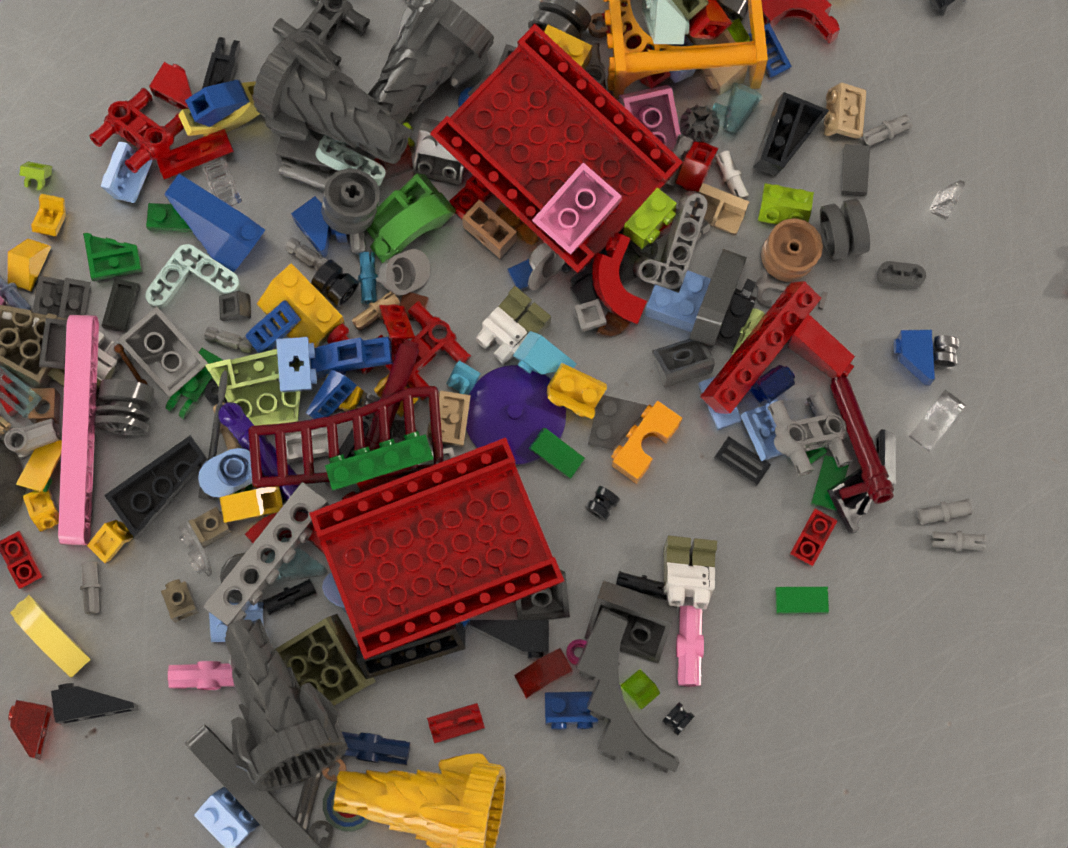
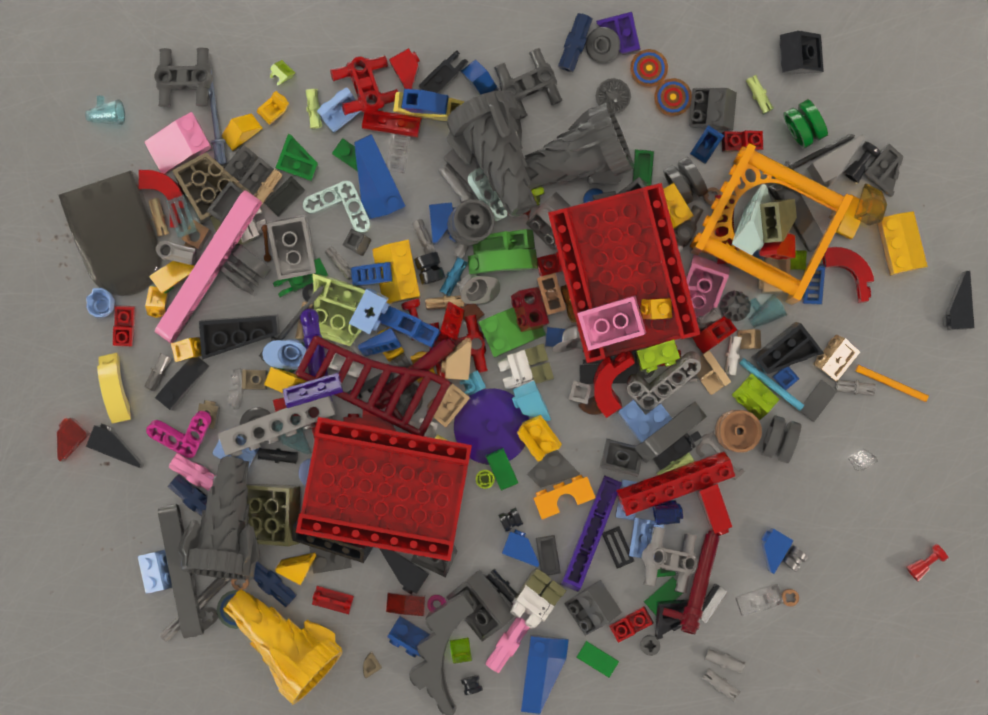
camera: 35 degrees right, 10 degrees up
(95, 305) = (266, 187): none -> tan axle
(96, 192) = (313, 106): none -> yellowish green pin
(126, 583) = (182, 382): none -> black slope
(172, 640) = (187, 439): none -> dark pink beam
(216, 705) = (190, 495): none -> dark blue piece
(257, 48) = (479, 78): none -> blue slope
(284, 489) = (312, 390): none -> tile
(374, 463) = (382, 410): green brick -> none
(390, 710) = (296, 567): none -> yellow slope
(421, 679) = (327, 561): none -> dark grey wing
(432, 360) = (458, 362): none -> tan slope
(468, 295) = (504, 333): none -> bright green slope
(476, 258) = (533, 308): none -> dark red brick
(502, 34) = (643, 165): none -> green tile
(543, 481) = (485, 479): none -> lime wheel
(547, 771) = (370, 665): none -> dark tan tile
(616, 165) = (656, 308): none -> yellow bracket
(634, 528) = (519, 547): none -> blue slope
(669, 517) = (548, 555): none -> dark grey tile
(703, 465) = (591, 534): none -> dark purple slope
(739, 148) = (750, 338): none -> tan slope
(746, 647) = (543, 667): none -> blue wedge
(759, 544) = (593, 608): none -> dark grey slope
(794, 181) = (770, 383): none -> medium azure bar
(804, 166) = (785, 377): none -> blue tile
(846, 550) = (654, 644): none -> dark grey wheel
(900, 280) = (803, 486): dark grey beam -> none
(922, 103) = (892, 383): none -> light orange bar
(975, 393) = (790, 603): none -> medium nougat bush

